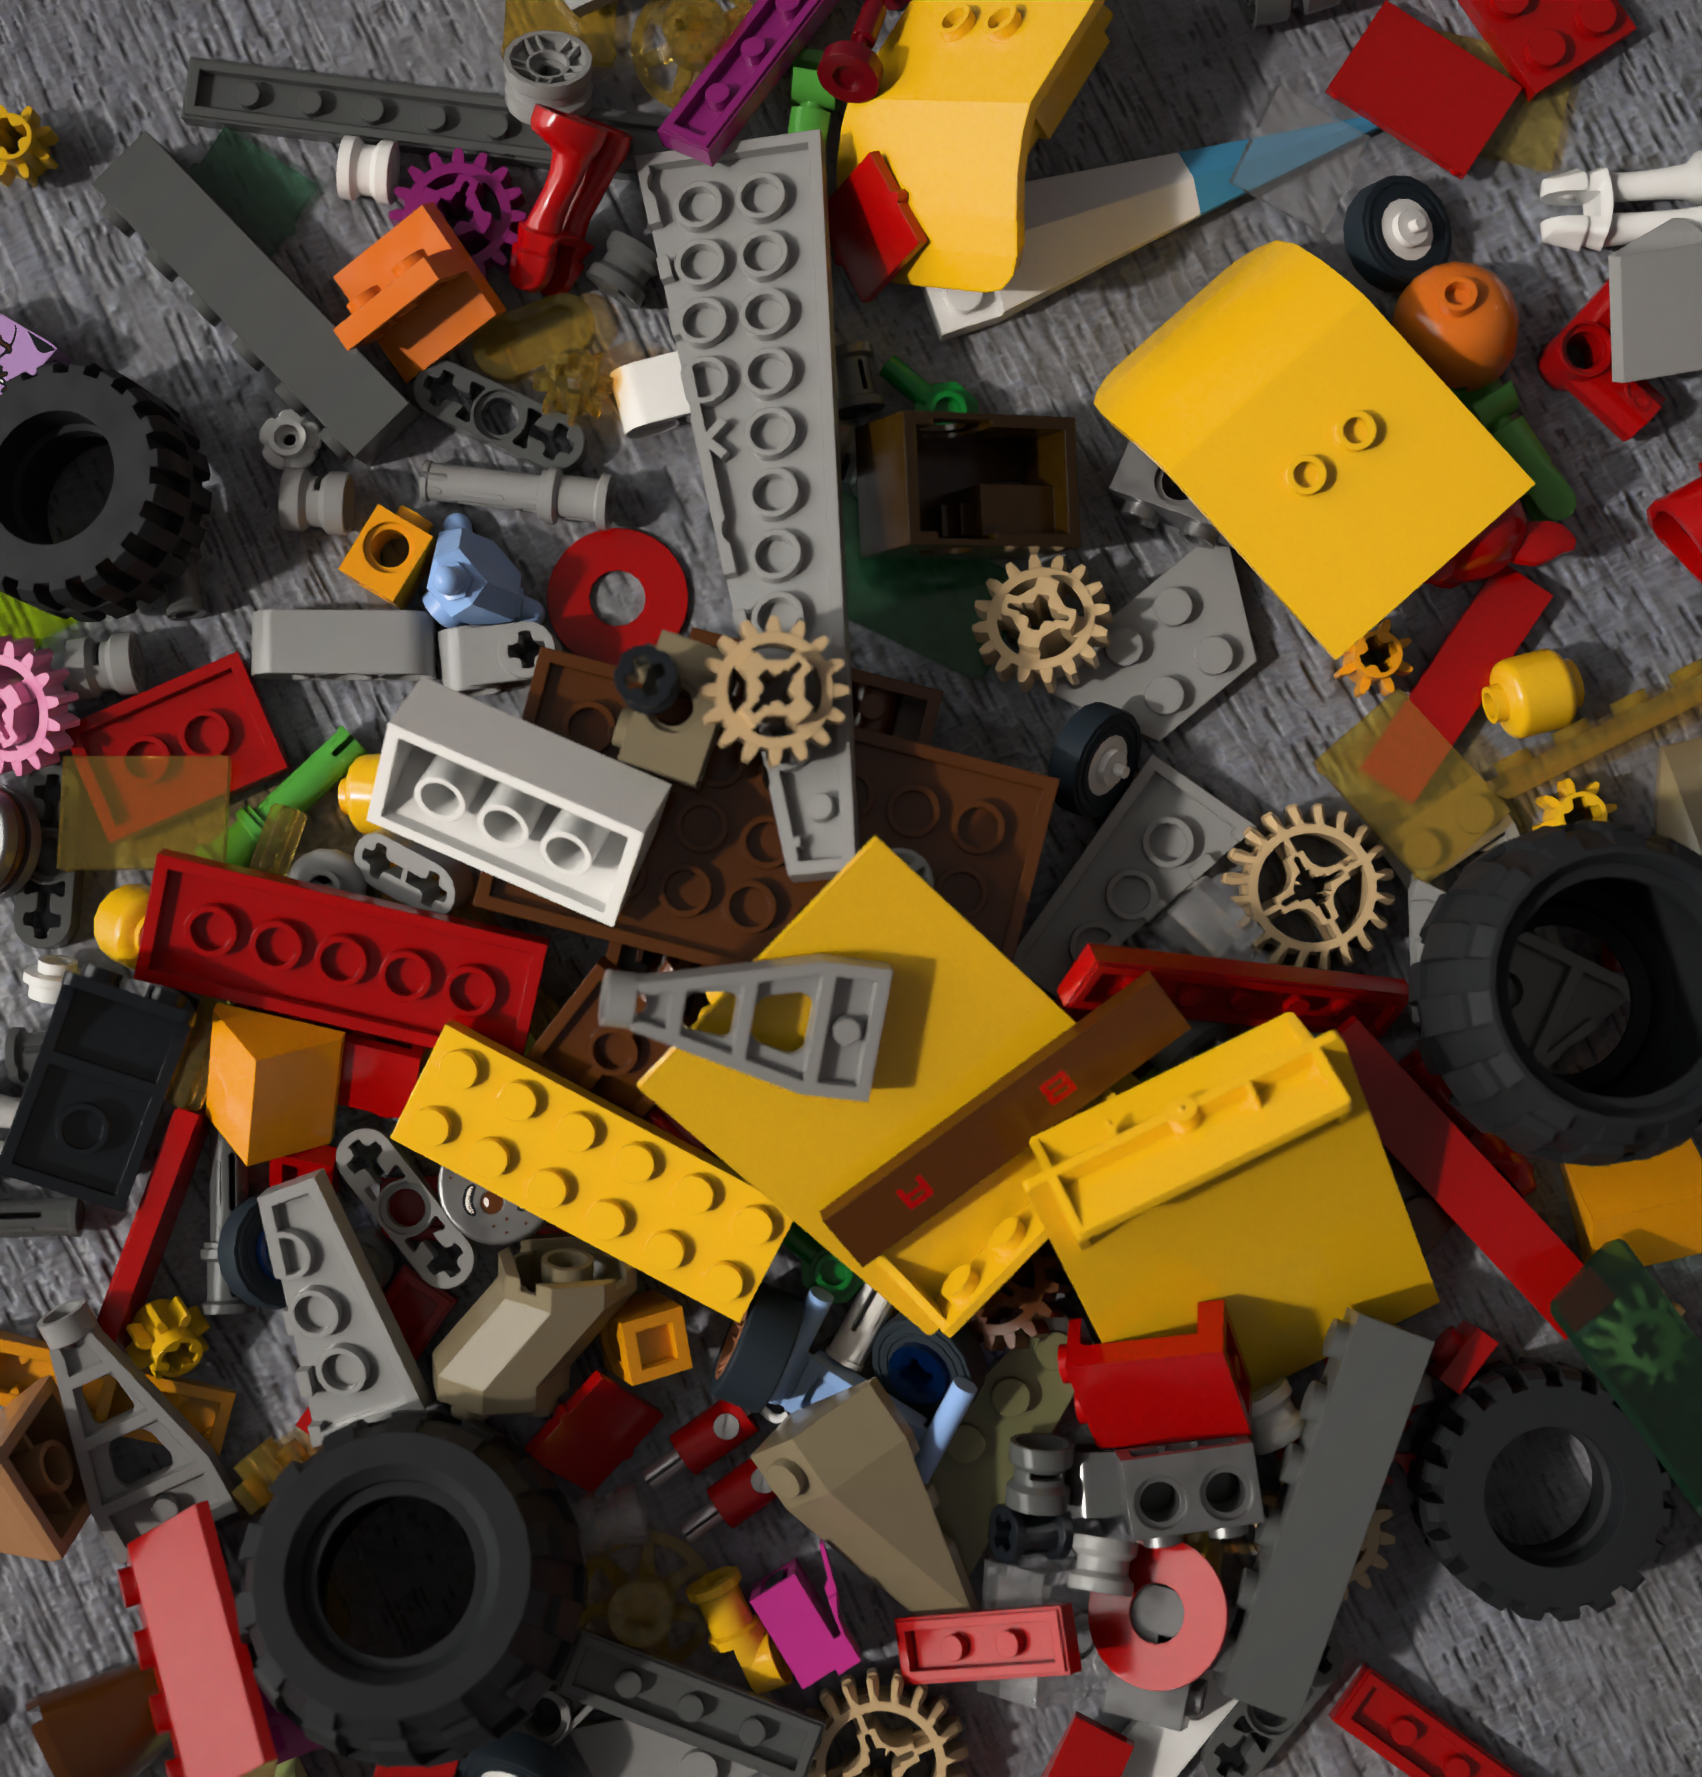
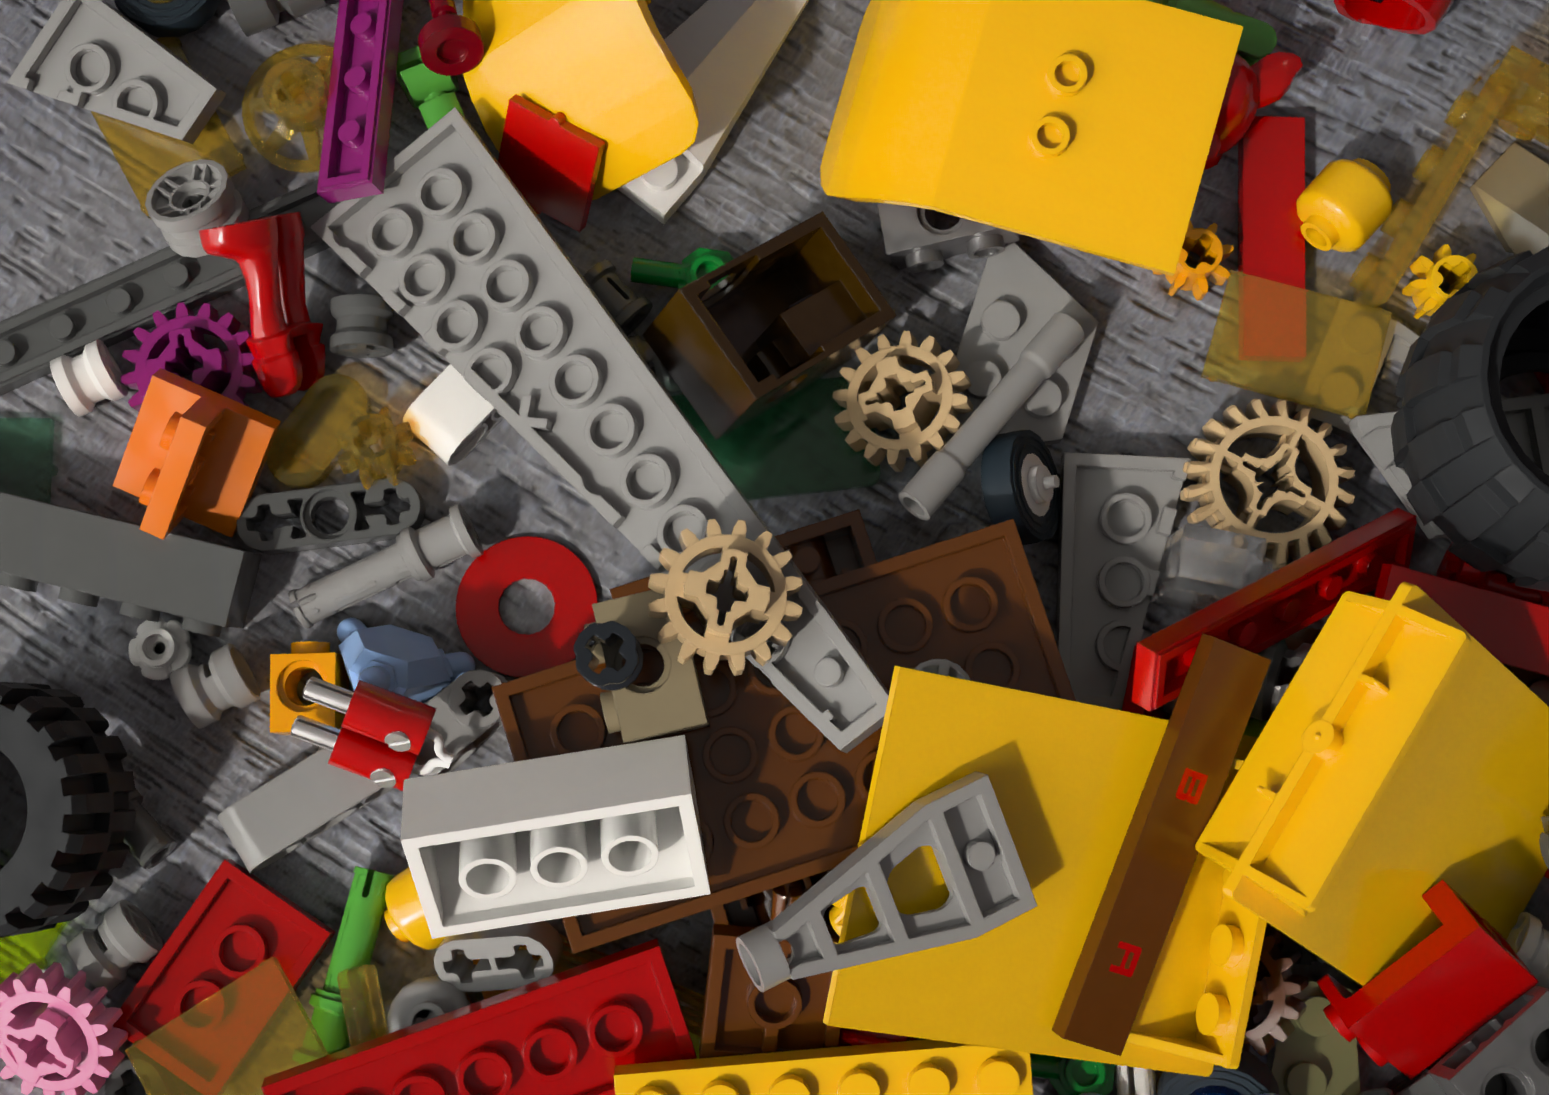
camera: 30 degrees left, 5 degrees down
(426, 625) = (377, 735): none -> red piece
(1042, 701) = (948, 466): none -> light grey piece

